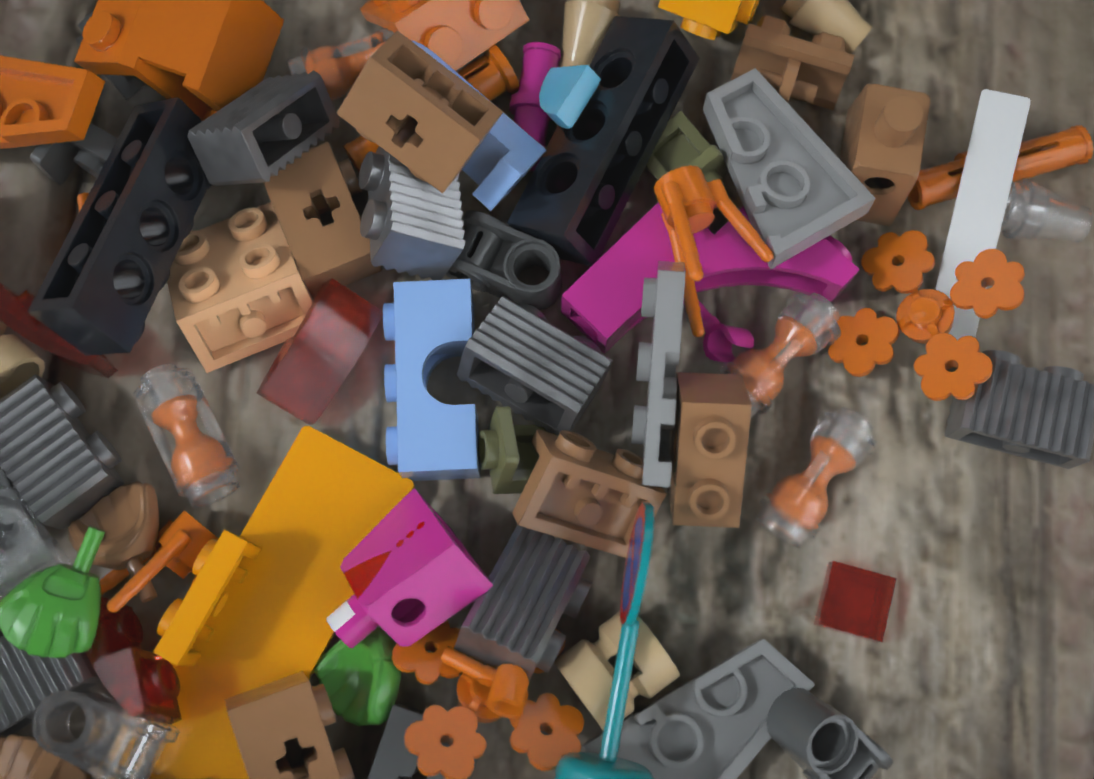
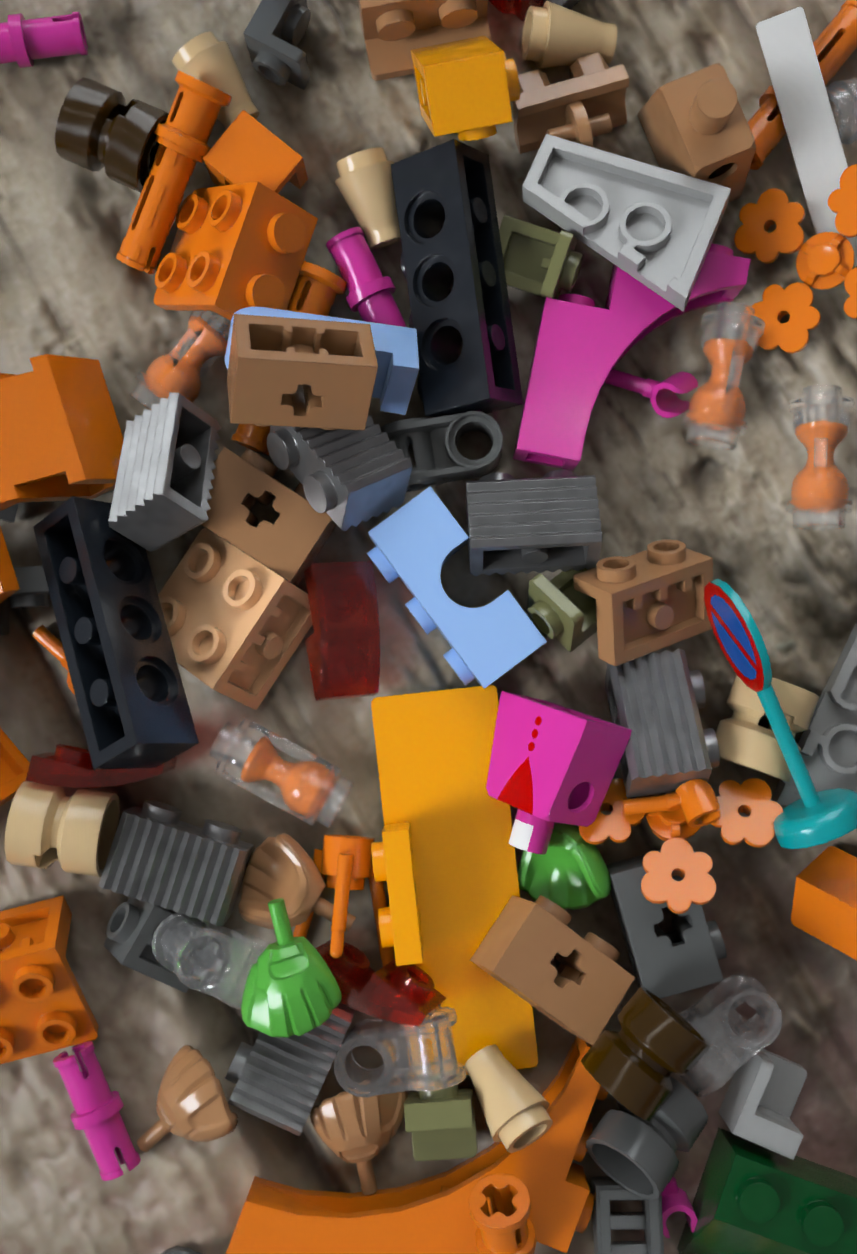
camera: 30 degrees left, 10 degrees up
(567, 93) = (399, 265): medium azure tile -> none
(657, 365) = (665, 494): light grey wing -> none
(687, 209) = (577, 304): orange plant -> none
(709, 449) = (725, 498): medium nougat brick -> none

